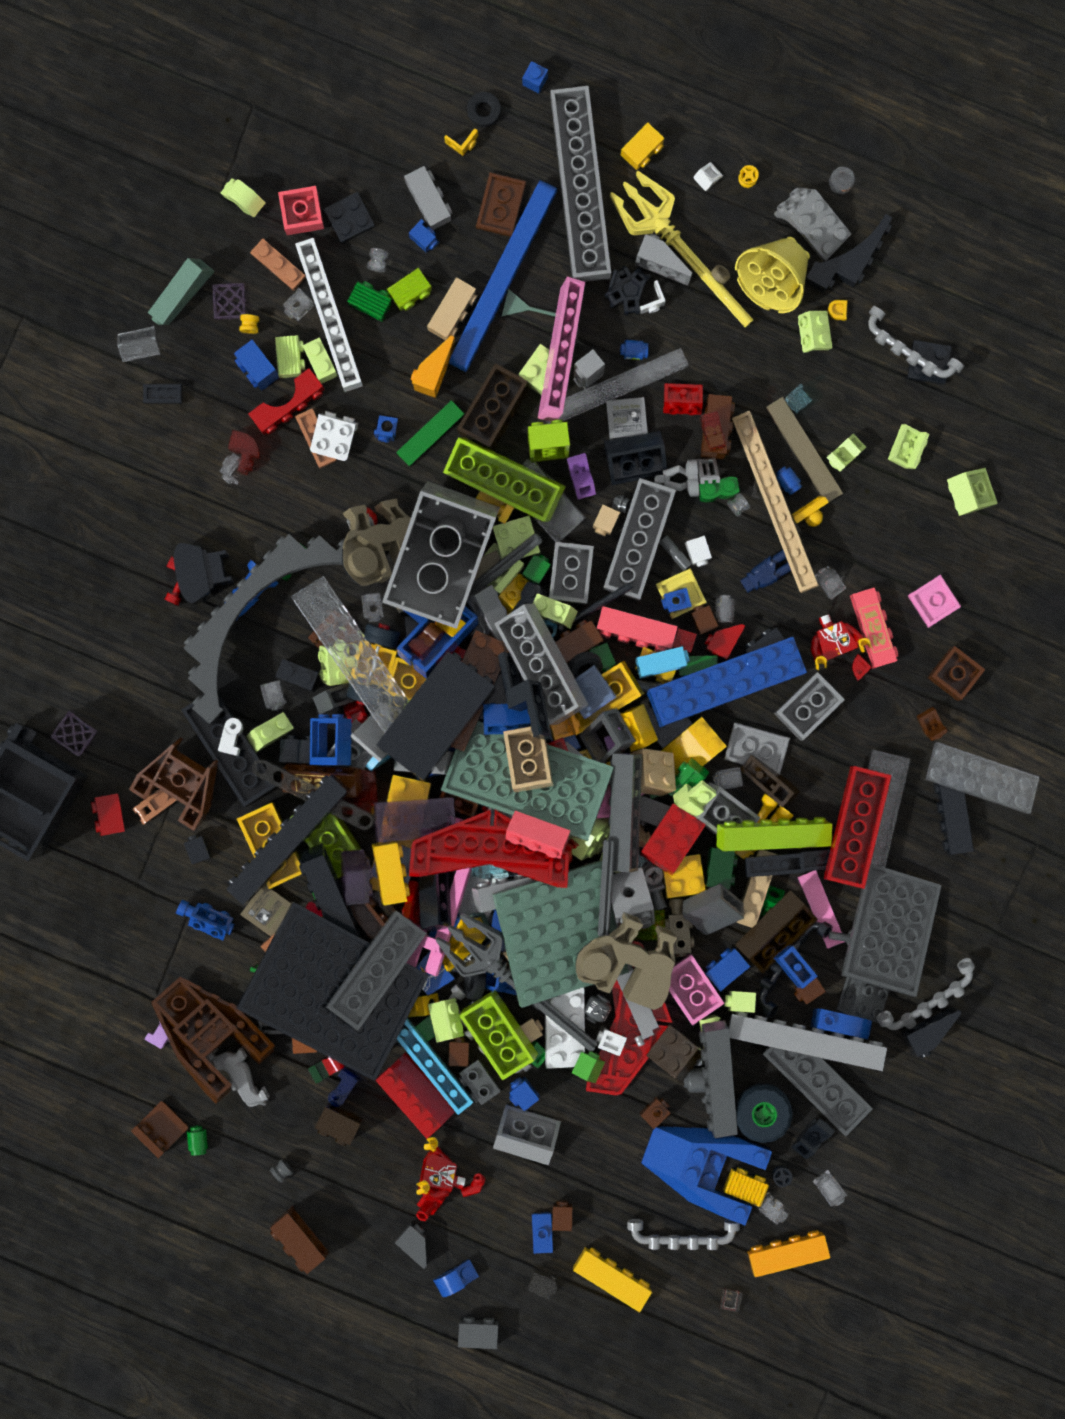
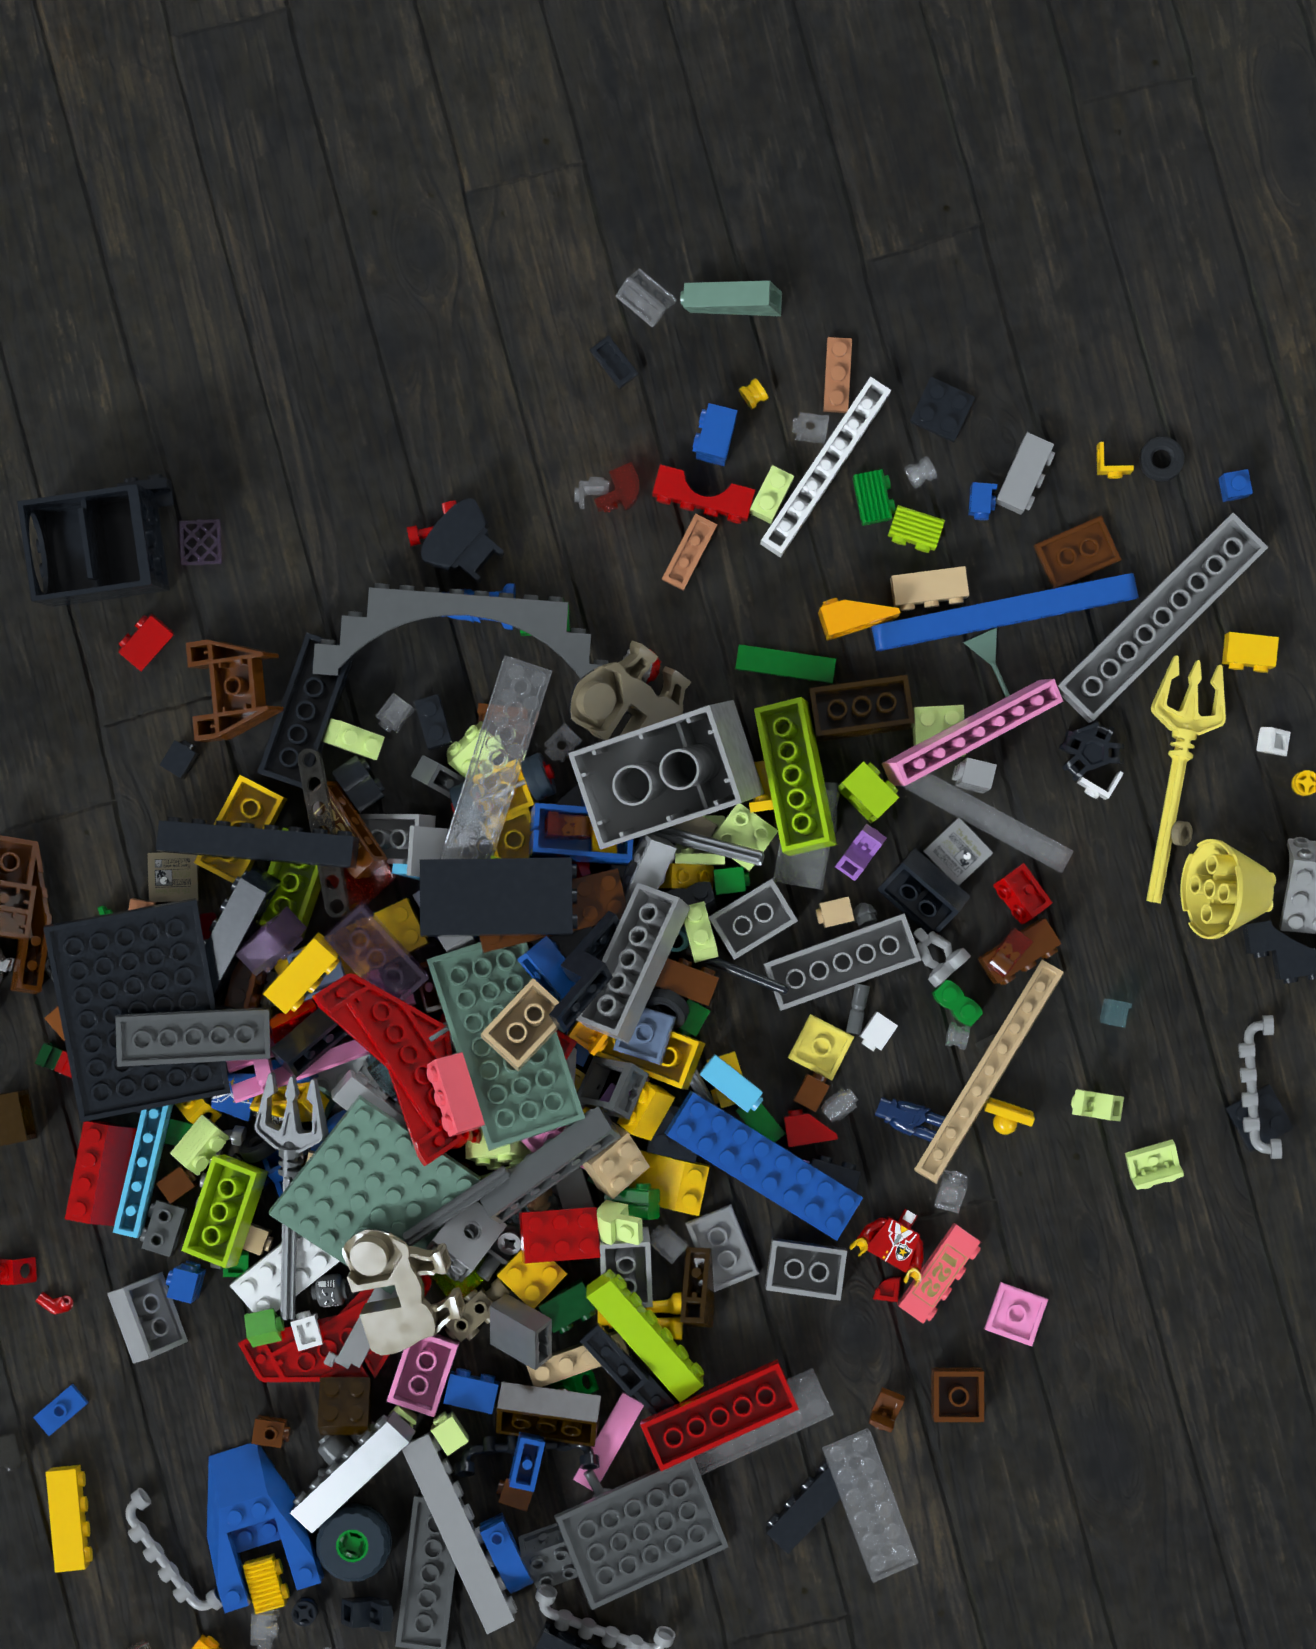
camera: 60 degrees right, 0 degrees up
(156, 802) = (194, 680): nougat plate -> none
(207, 919) = (116, 823): blue brick -> none
(215, 301) = (776, 341): clear purple window -> none
(231, 731) = (316, 703): white leg -> none
(243, 197) = (878, 286): yellowish green brick -> none
(289, 356) = (752, 460): yellowish green brick -> none
(301, 210) = (910, 355): coral brick -> none
(318, 740) = (383, 796): blue window -> none
(333, 435) = (705, 568): white bracket -> none
(339, 1094) = (42, 1094): clear blue leg -> none
(355, 711) = (442, 809): red slope -> none
(382, 435) = (746, 619): blue bracket -> none
(437, 1173) = (38, 1257): red torso -> none
(562, 1216) = (92, 1417): reddish brown brick -> none
(634, 349) = (1034, 805): blue brick -> none
(636, 629) = (747, 1030): coral brick -> none
(660, 259) = (1147, 758): light grey slope -> none
(684, 601) = (818, 1049): blue brick -> none
(684, 639) = (773, 1088): red brick -> none
(709, 477) = (960, 984): light grey tile -> none
(788, 480) = (1022, 1067): blue brick -> none
(804, 449) = (1067, 1059): dark tan tile -> none
(814, 331) = (1199, 975): yellowish green bracket -> none
(838, 310) = (1240, 981): yellow tile -> none
(972, 491) = (1159, 1266): yellowish green slope -> none

